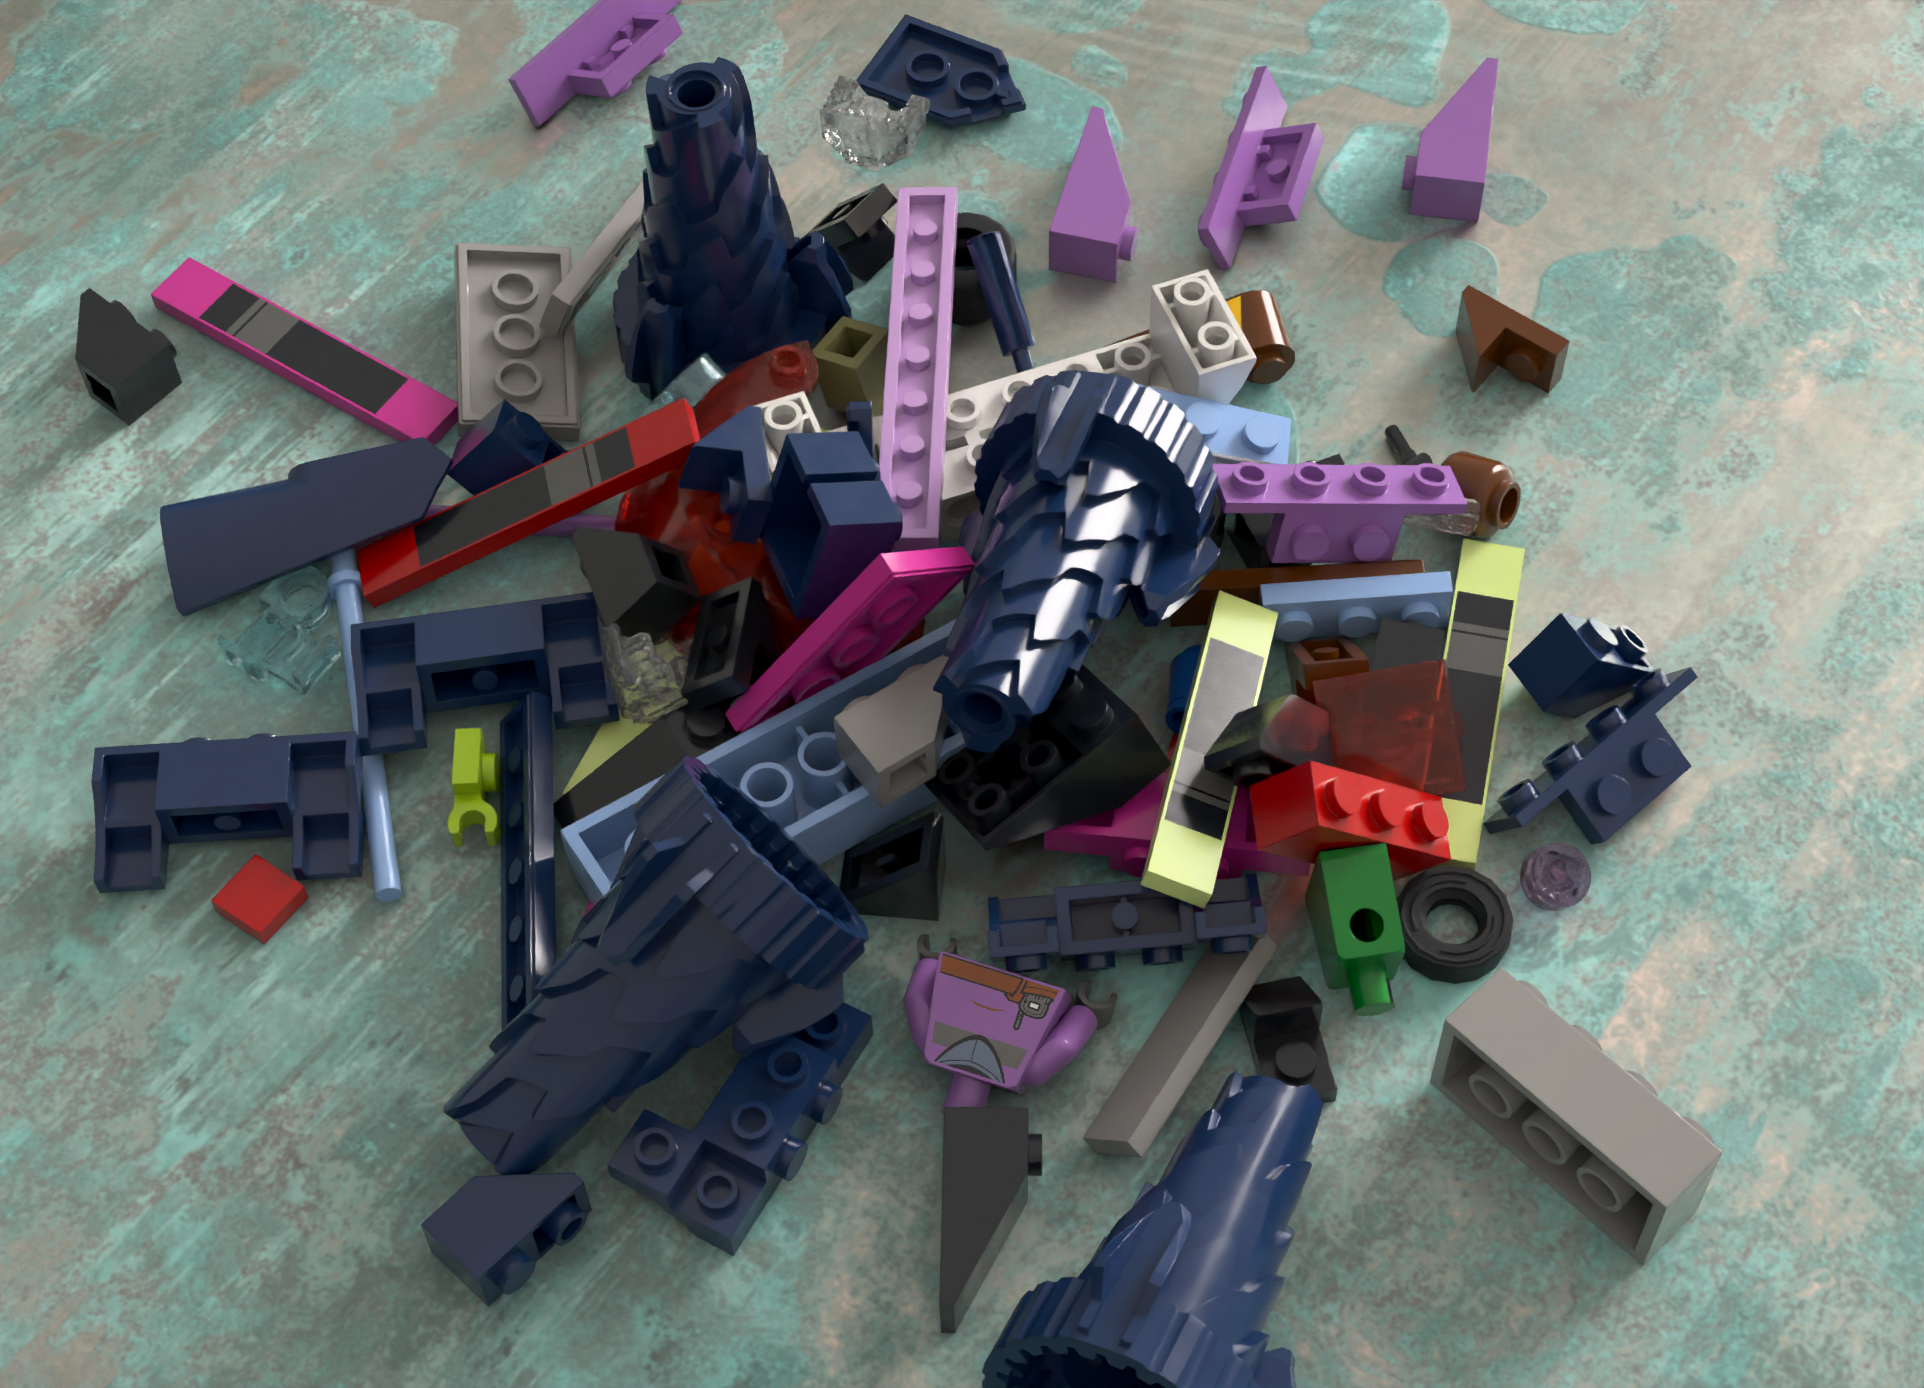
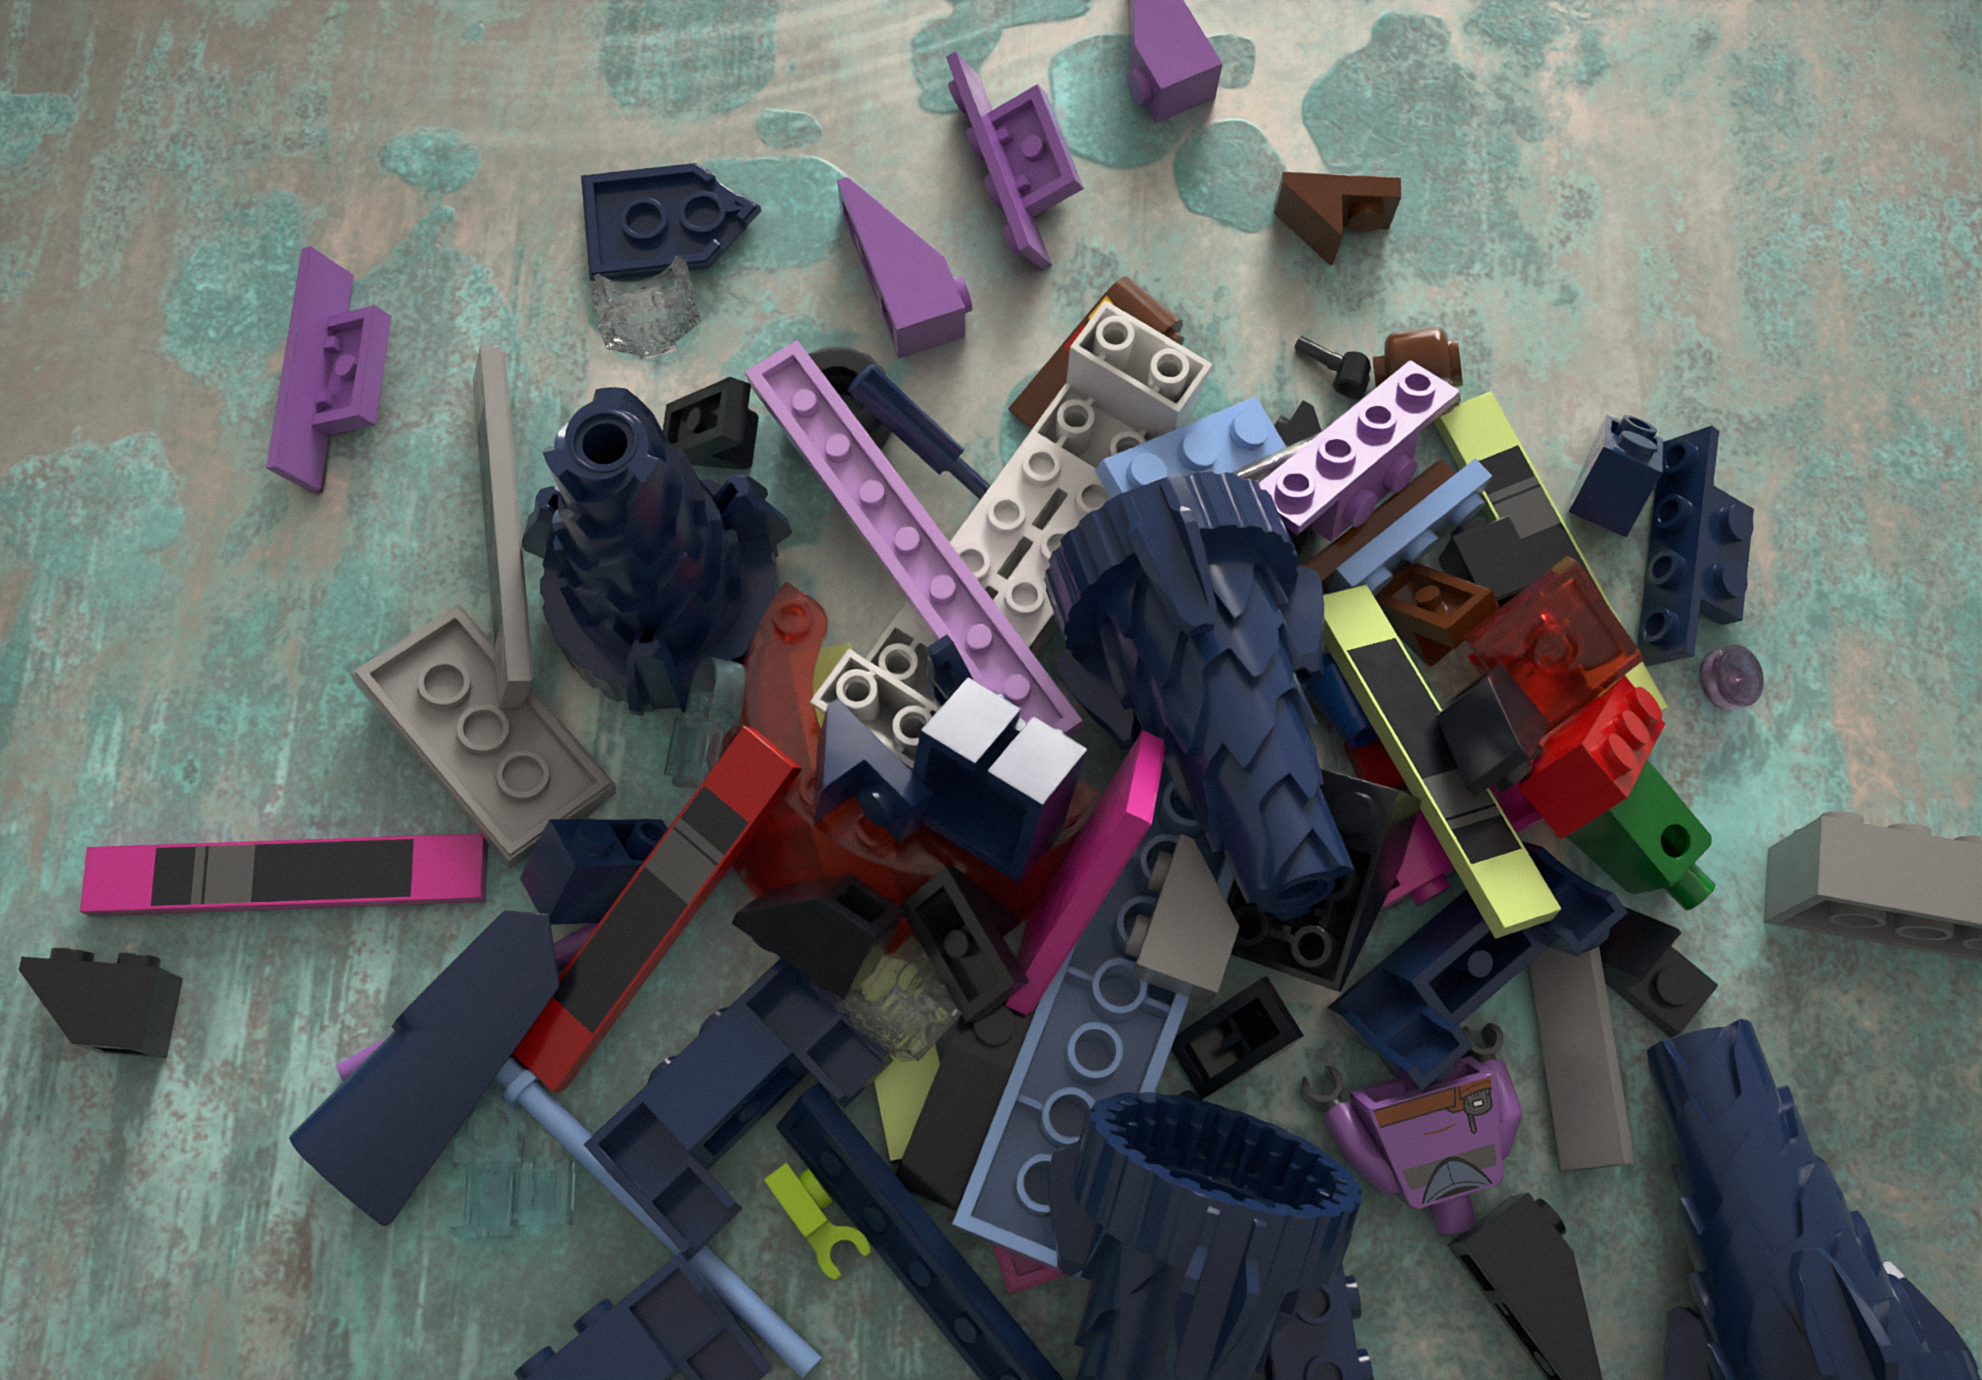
camera: 40 degrees left, 15 degrees up
(853, 364) = (834, 569): olive brick -> none
(1472, 892) = (1721, 756): black tyre -> none

